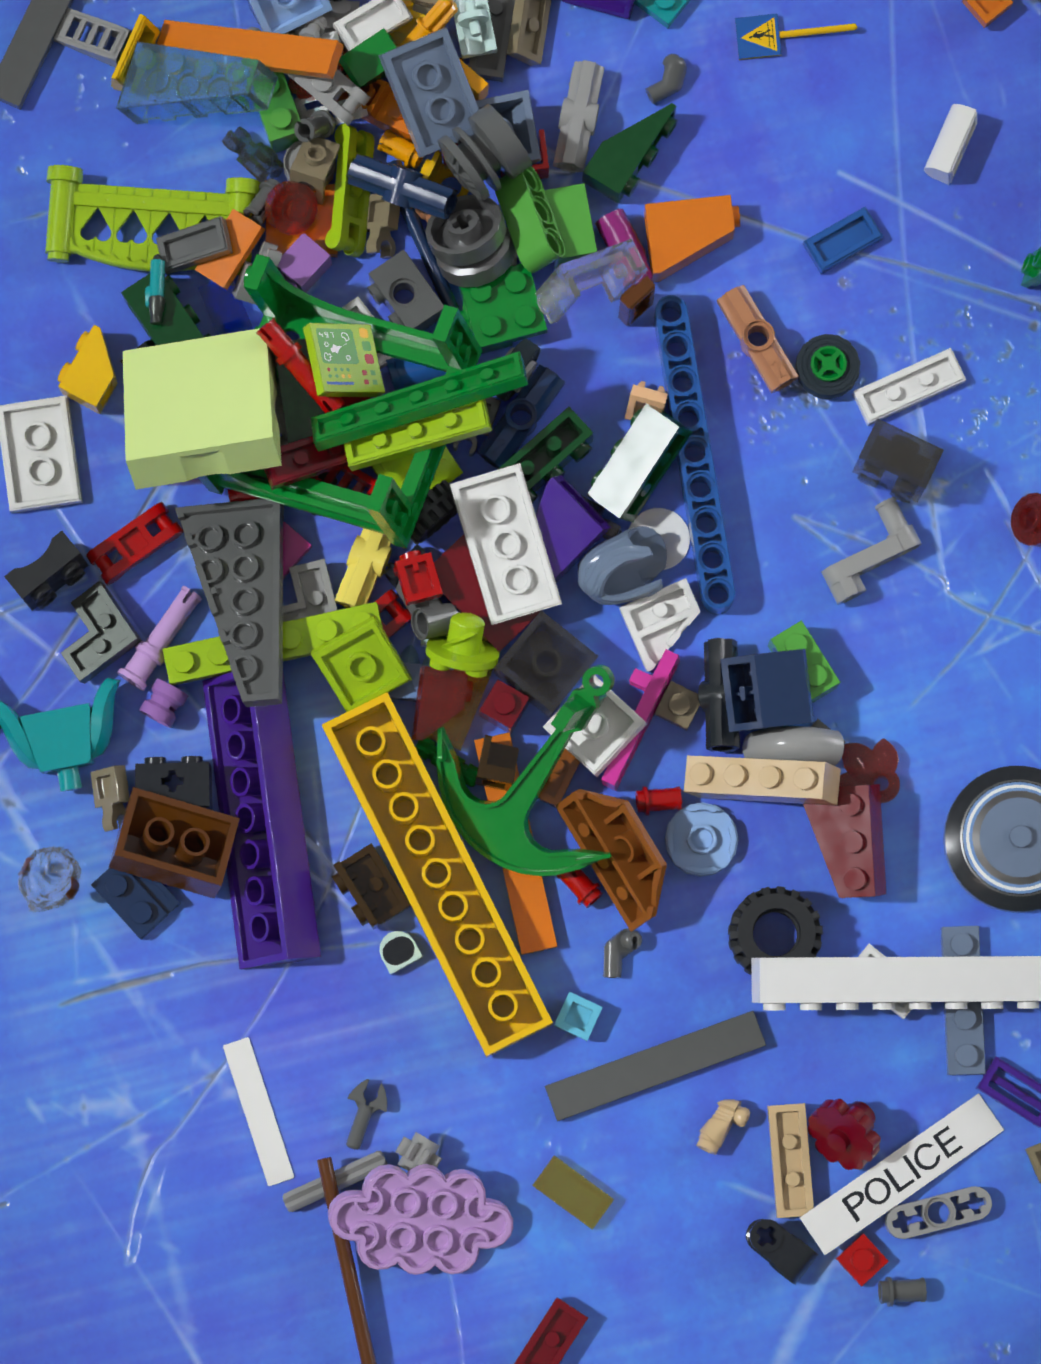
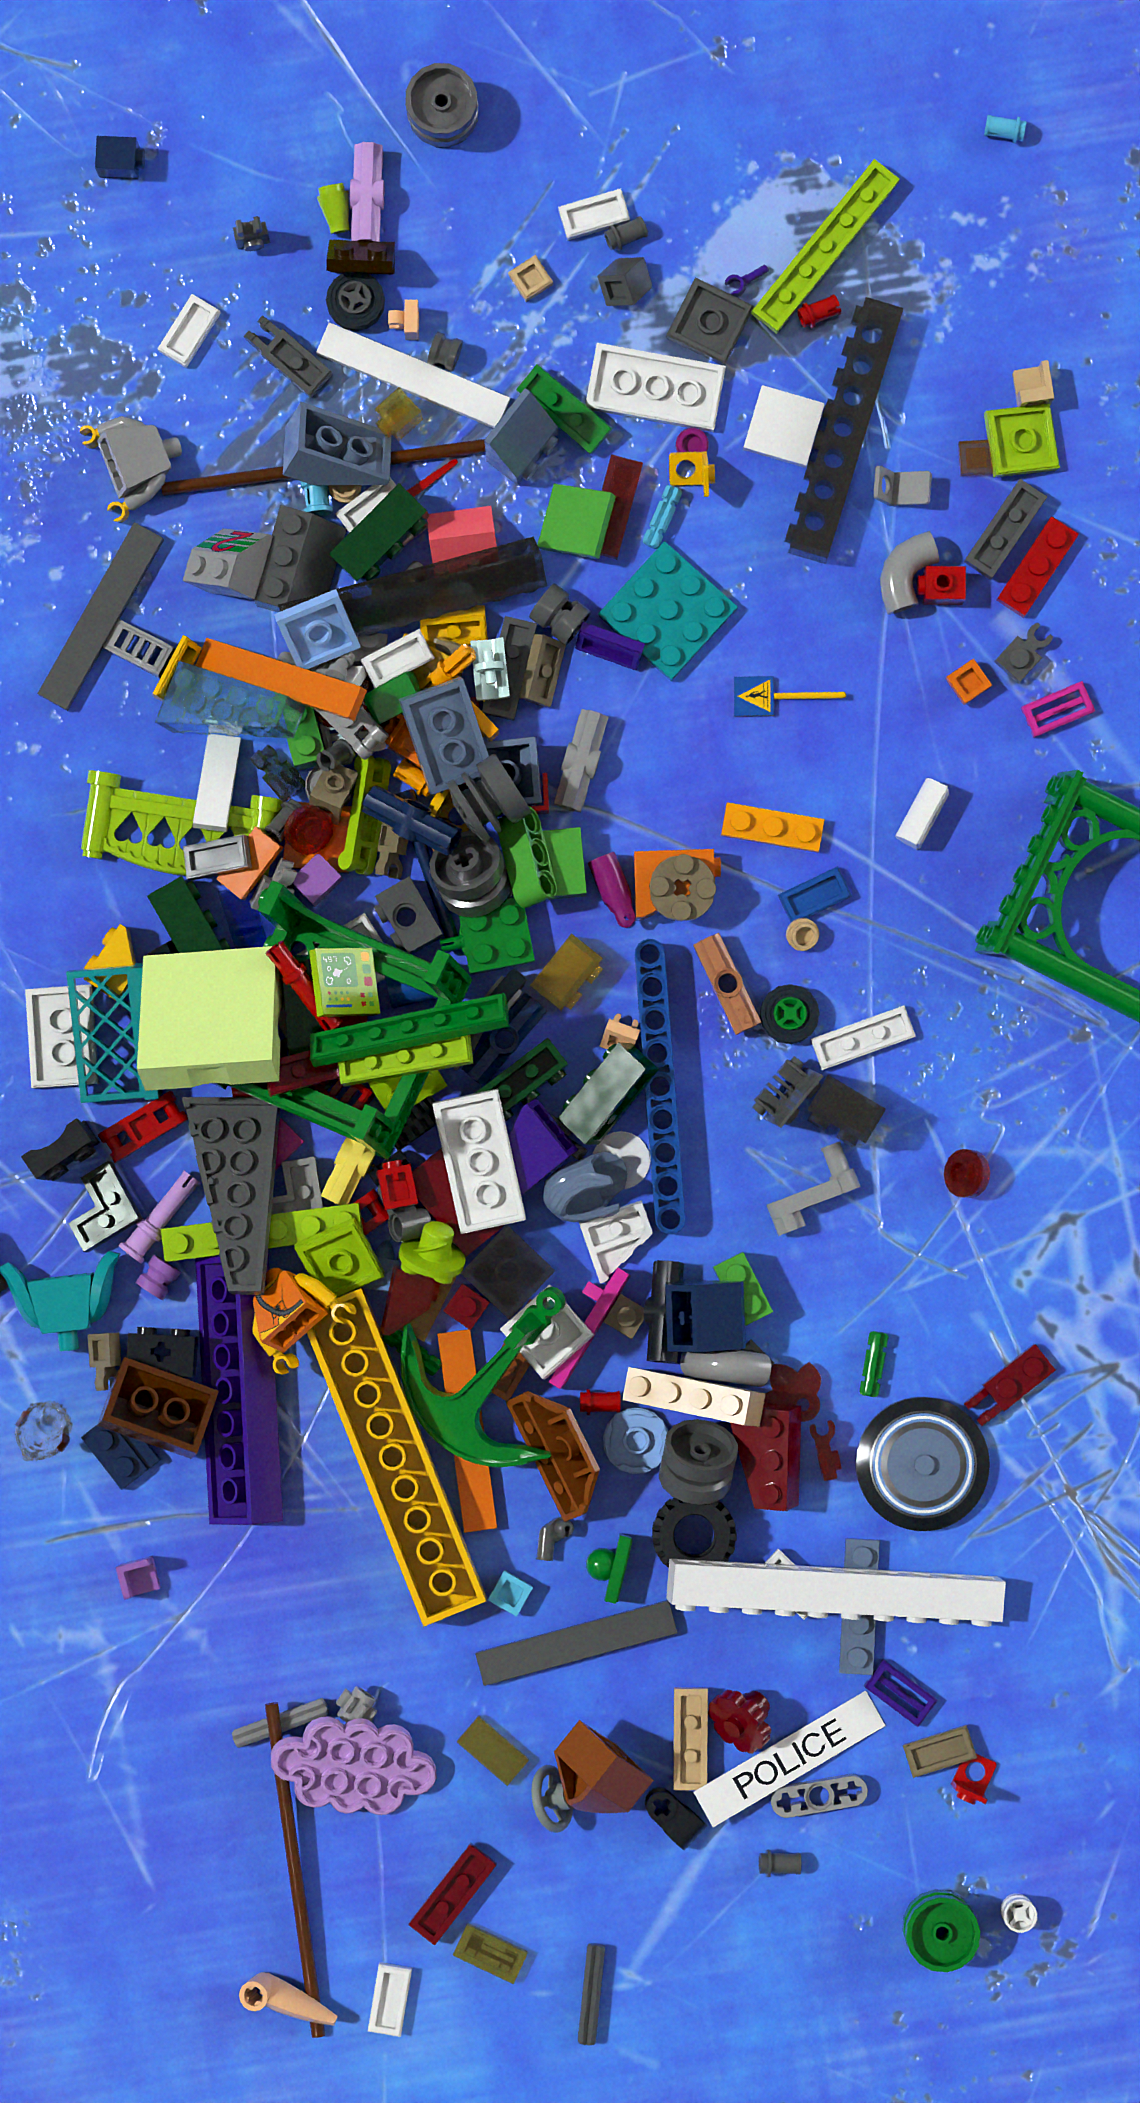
camera: 10 degrees right, 5 degrees up
(136, 499) = (134, 980): none -> teal fence
(155, 292) = (177, 900): piece -> none
(165, 1032) = (138, 1577): none -> medium lavender panel
(187, 169) = (217, 782): none -> white tile
(258, 1111) = (216, 1653): white sticker -> none
(310, 721) = (289, 1310): none -> torso
(364, 1112) = (311, 1663): dark grey bar -> none
(370, 886) = (332, 1461): dark brown bracket -> none
(398, 951) = (353, 1519): tile -> none
(496, 765) = (456, 1360): dark brown panel -> none
(582, 887) = (525, 1477): red pin -> none
(583, 342) = (567, 973): none -> clear yellow brick
(613, 267) = (603, 910): clear panel -> none
(622, 156) = (617, 803): dark green slope -> none
(636, 301) = (617, 941): reddish brown plate -> none
(672, 79) = (670, 731): dark grey arm -> none
(682, 977) = (606, 1565): none -> green tile
(687, 1210) = (589, 1777): none -> dark orange piece
(702, 258) = (663, 887): none -> dark tan plate
(717, 1128) = (627, 1703): tan arm -> none
(773, 851) = (698, 1461): none -> dark grey wheel
(790, 172) = (772, 827): none -> light orange plate
(833, 281) = (802, 934): none -> tan plate
(834, 463) = (802, 1085): none -> dark grey hinge
(862, 1259) = (746, 1832): red plate -> none
(913, 841) = (828, 1460): none -> clear red plate
(954, 734) = (874, 1364): none -> green axle

